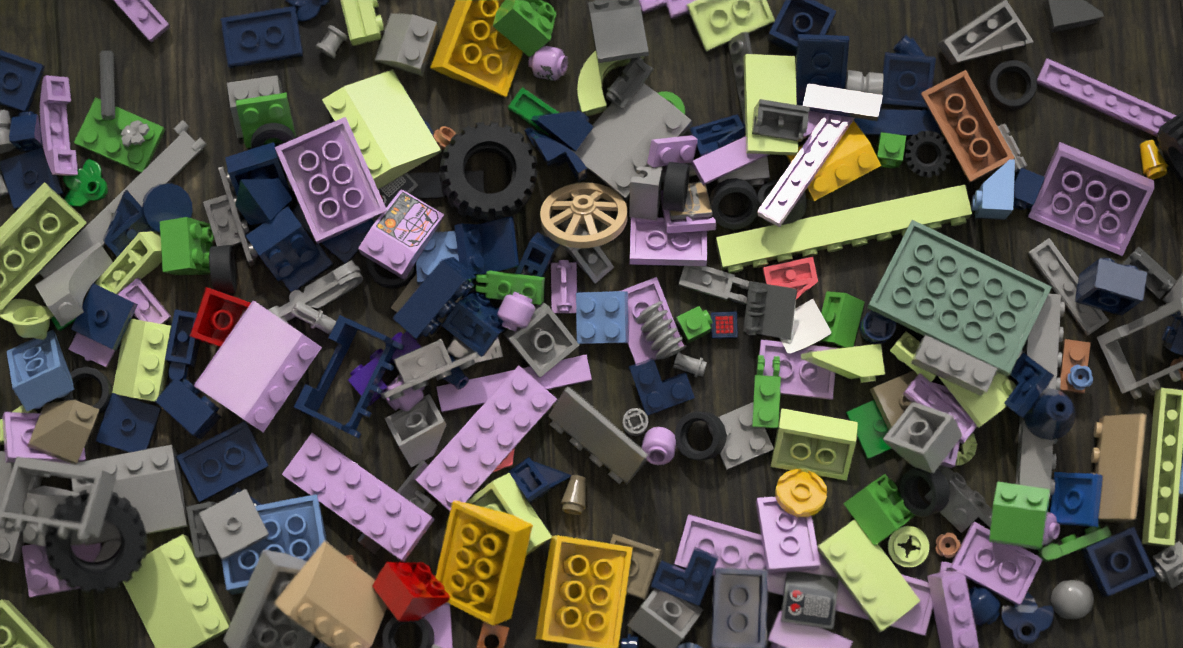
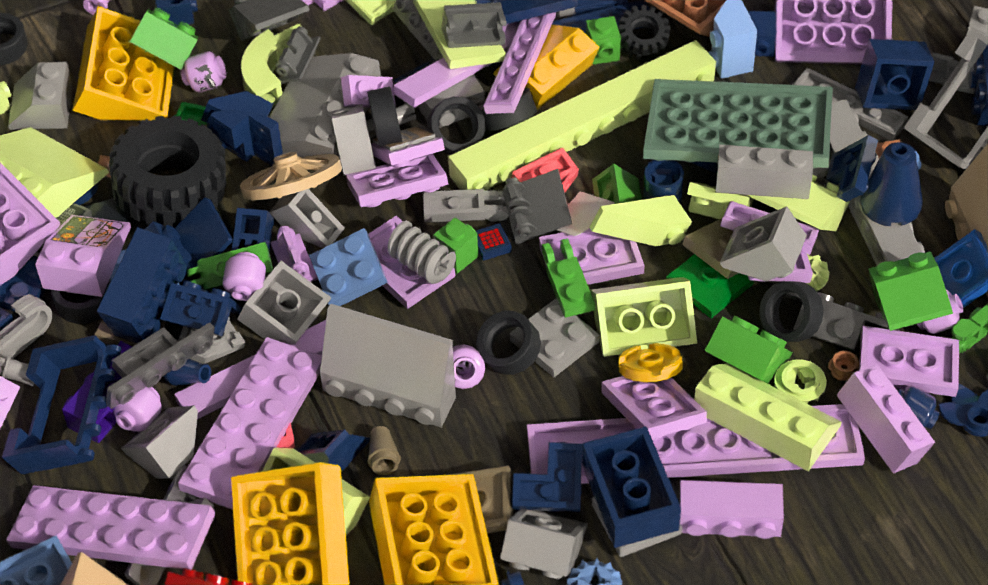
camera: 20 degrees left, 30 degrees down
(659, 394) = (445, 321): dark blue plate -> none
(690, 364) = (469, 286): light grey pin -> none
(809, 599) = (711, 459): slope -> none

